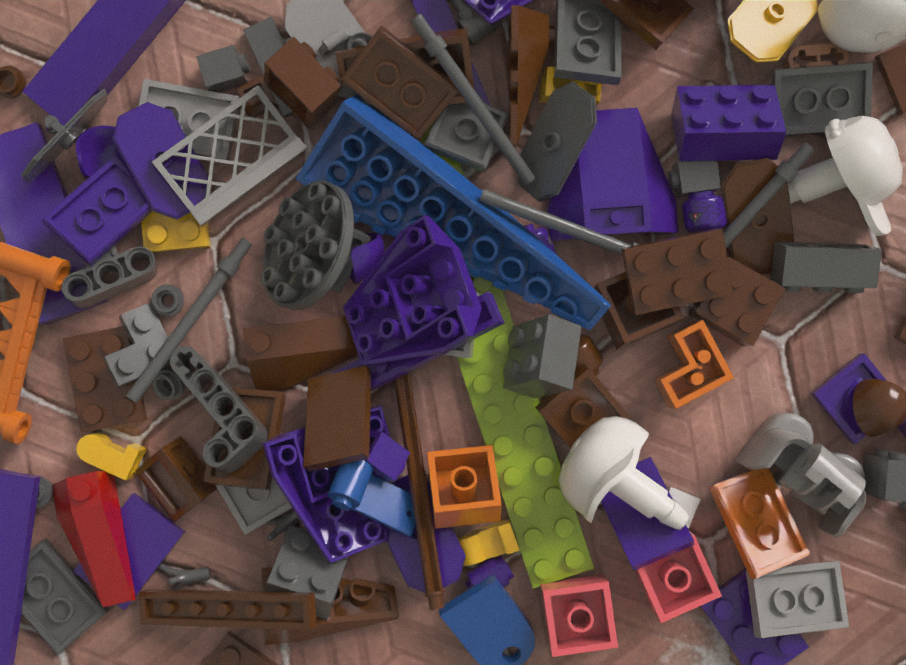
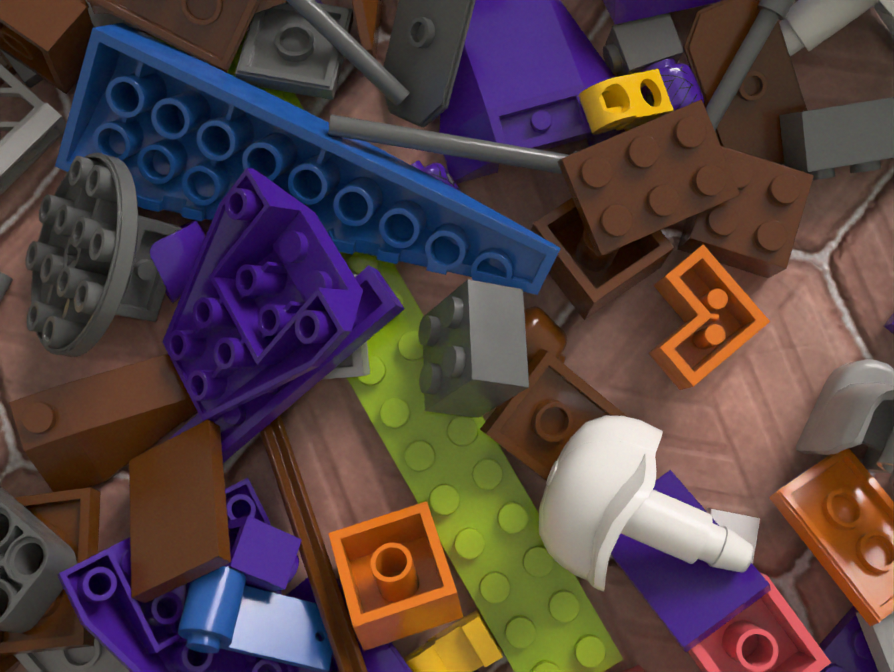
camera: 15 degrees left, 5 degrees down
(671, 217) = (619, 102): none -> yellow leg

